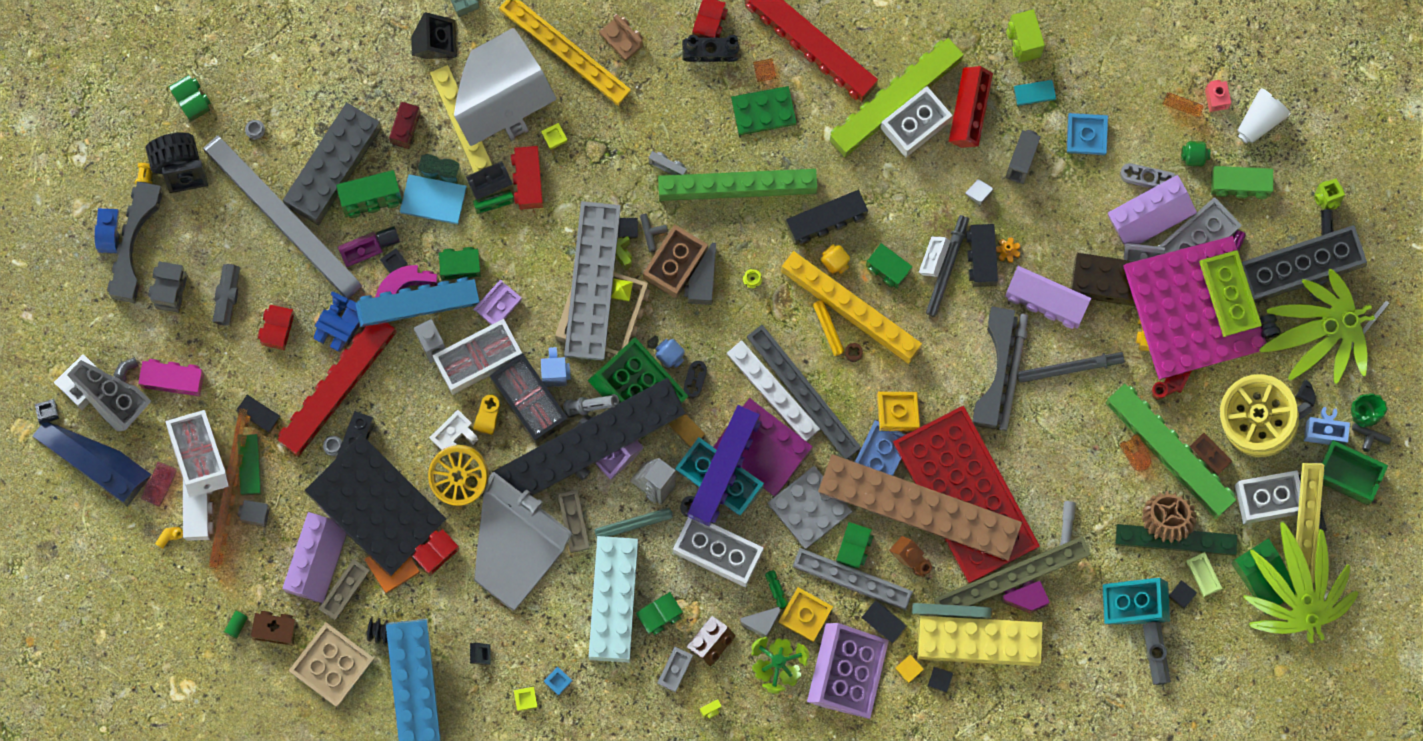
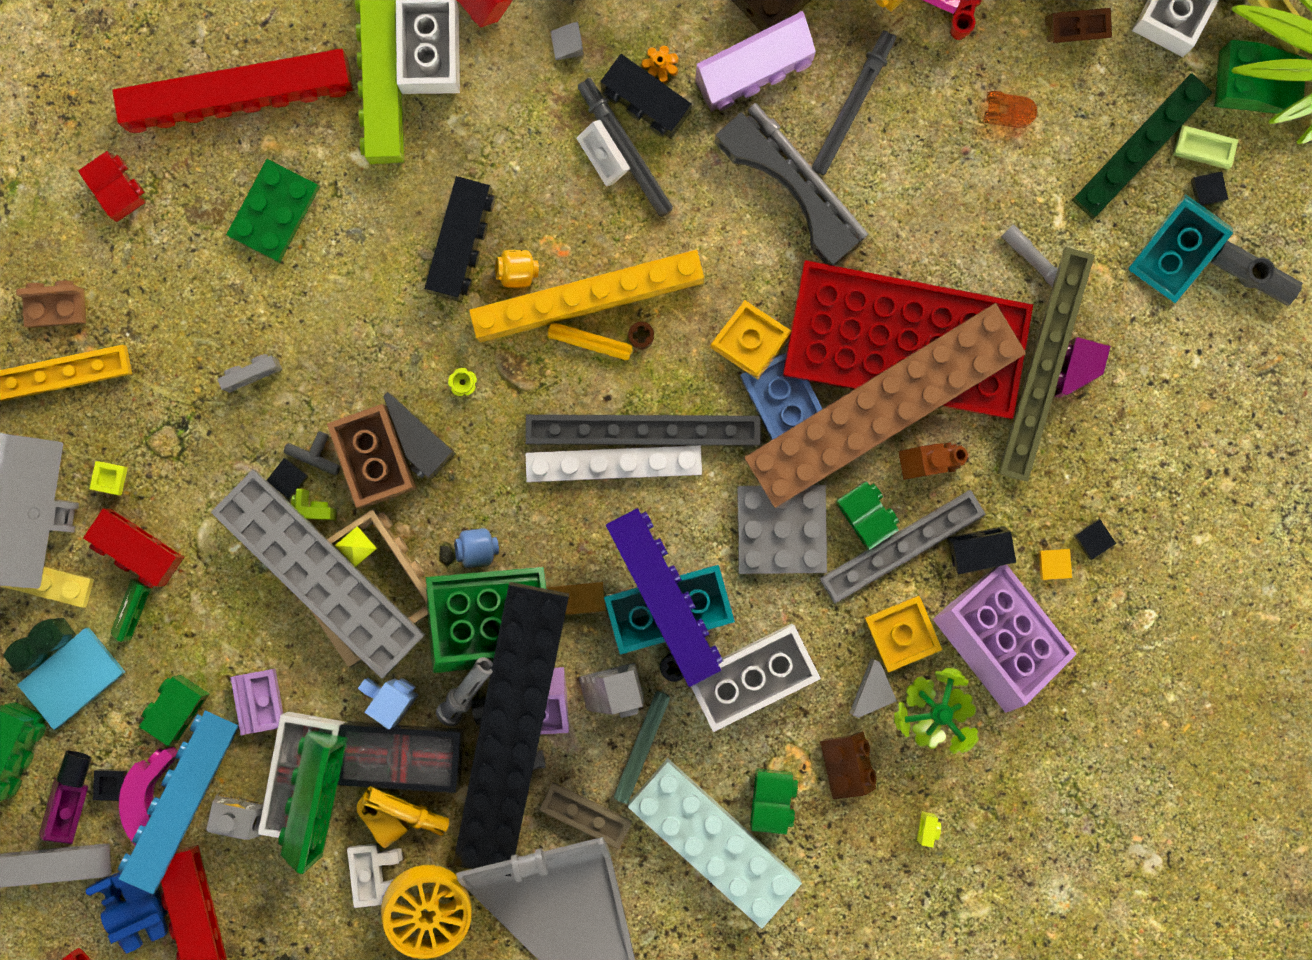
camera: 50 degrees left, 10 degrees up
(477, 366) = (312, 799): none -> green slope
(489, 180) = (99, 597): black hinge -> none
(504, 431) = (417, 816): none -> yellow pin
(675, 669) = (850, 833): light grey plate -> none
(699, 381) = (523, 547): black beam -> none
(725, 49) = (133, 229): black piece -> none
(737, 184) = (337, 311): bright green brick -> none
(764, 70) = (225, 171): clear orange tile -> none
(774, 451) = (687, 518): magenta slope -> none
(776, 589) = (847, 643): green axle -> none
(888, 266) = (573, 215): green brick -> none
(951, 611) = (1034, 465): sand green beam -> none
(979, 641) = (1089, 460): light yellow brick -> none
(1171, 451) = (1040, 68): bright green brick -> none
(1171, 525) = (1107, 145): medium nougat gear -> none

